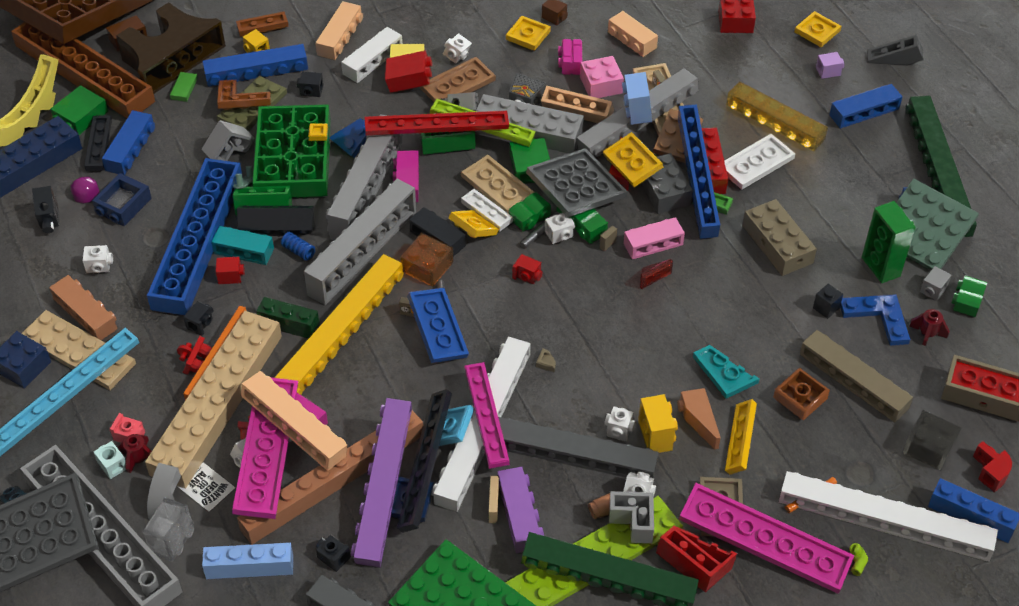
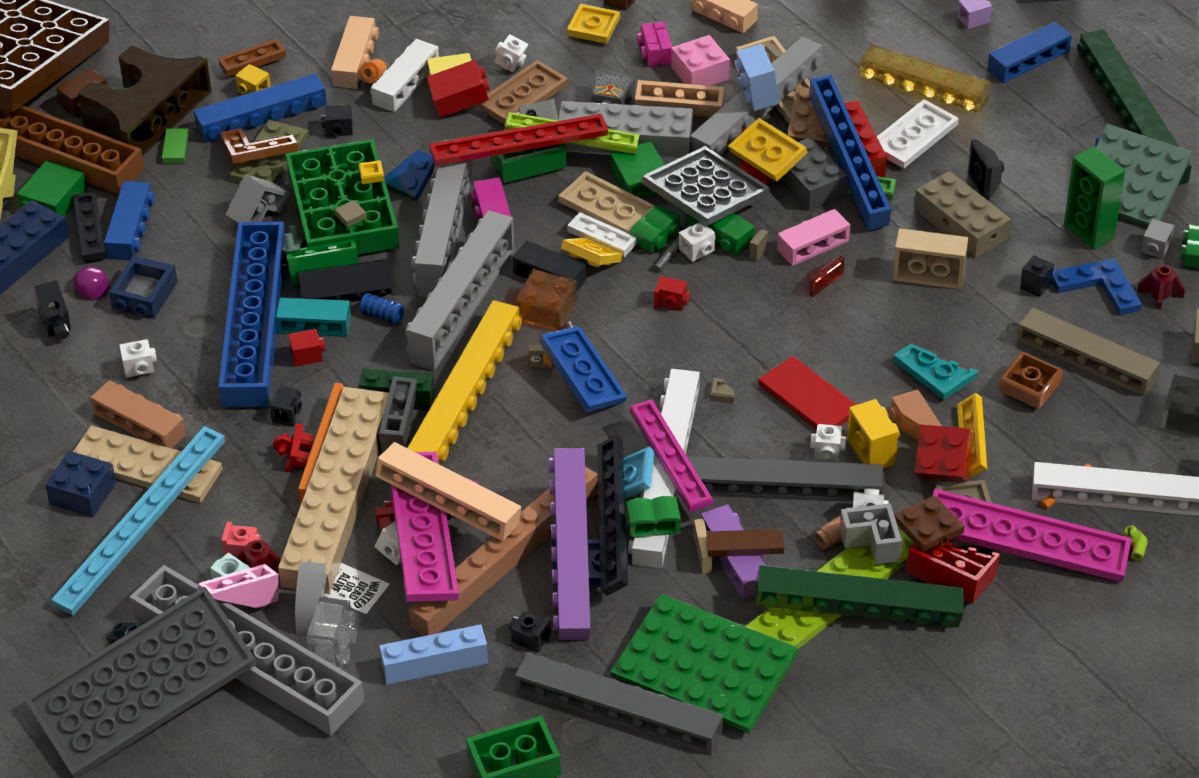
camera: 10 degrees left, 5 degrees down
(115, 475) = (248, 587): none -> bright pink slope
(280, 342) = (398, 413): none -> dark grey slope
(291, 164) = (350, 213): none -> dark tan tile
(347, 47) = (372, 70): none -> orange brick
(455, 468) = (653, 516): none -> green brick
(526, 505) = (745, 542): none -> reddish brown tile
(615, 375) = (807, 394): none -> red tile
(682, 515) = (929, 523): none -> reddish brown plate
(712, 451) = (944, 453): none -> red brick
(742, 273) = (930, 258): none -> tan brick
(806, 201) = (984, 168): none -> black slope

